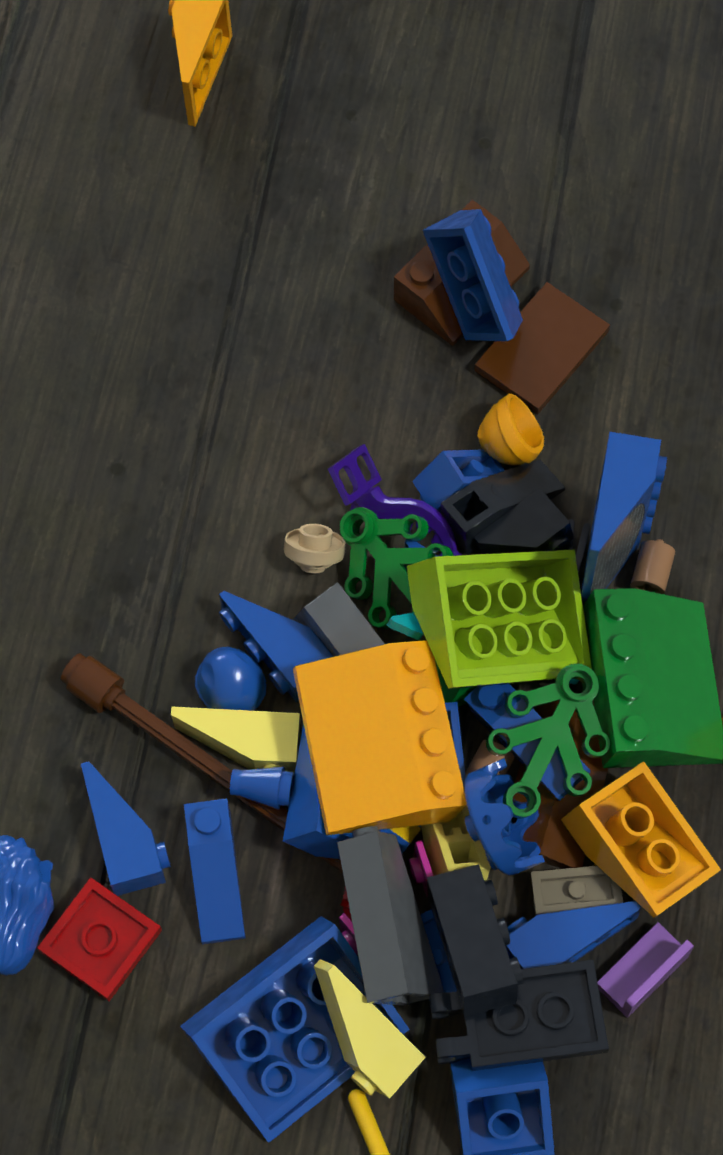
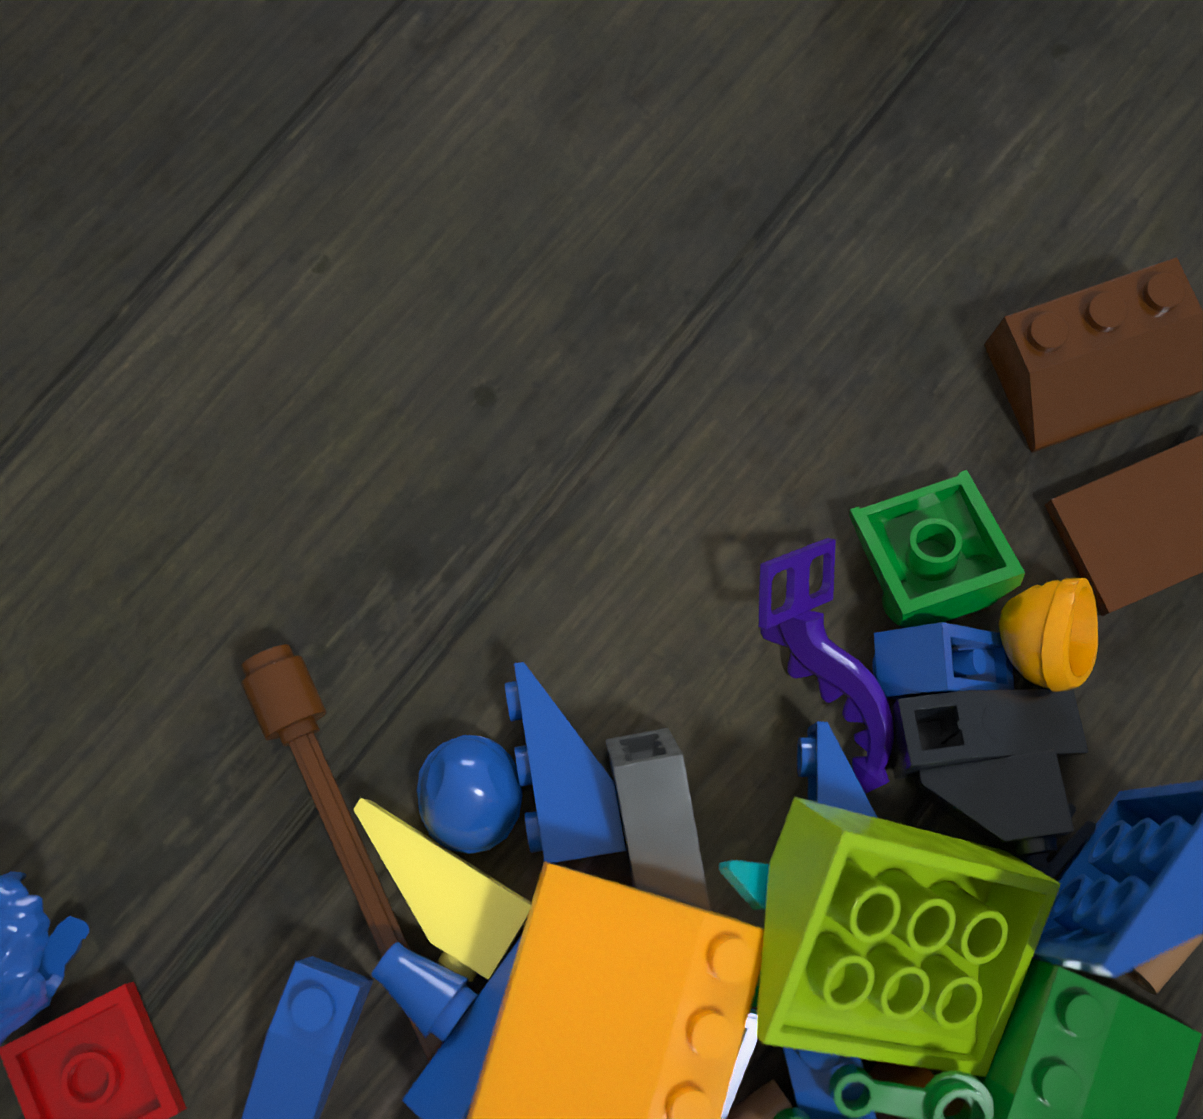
camera: 25 degrees right, 10 degrees up
(126, 841) = (202, 948): blue slope -> none
(314, 547) = (686, 658): tan plate -> none
(388, 561) = (777, 741): green plant -> none
(424, 421) = (937, 552): none -> green slope
(474, 276) = (1123, 376): blue slope -> none

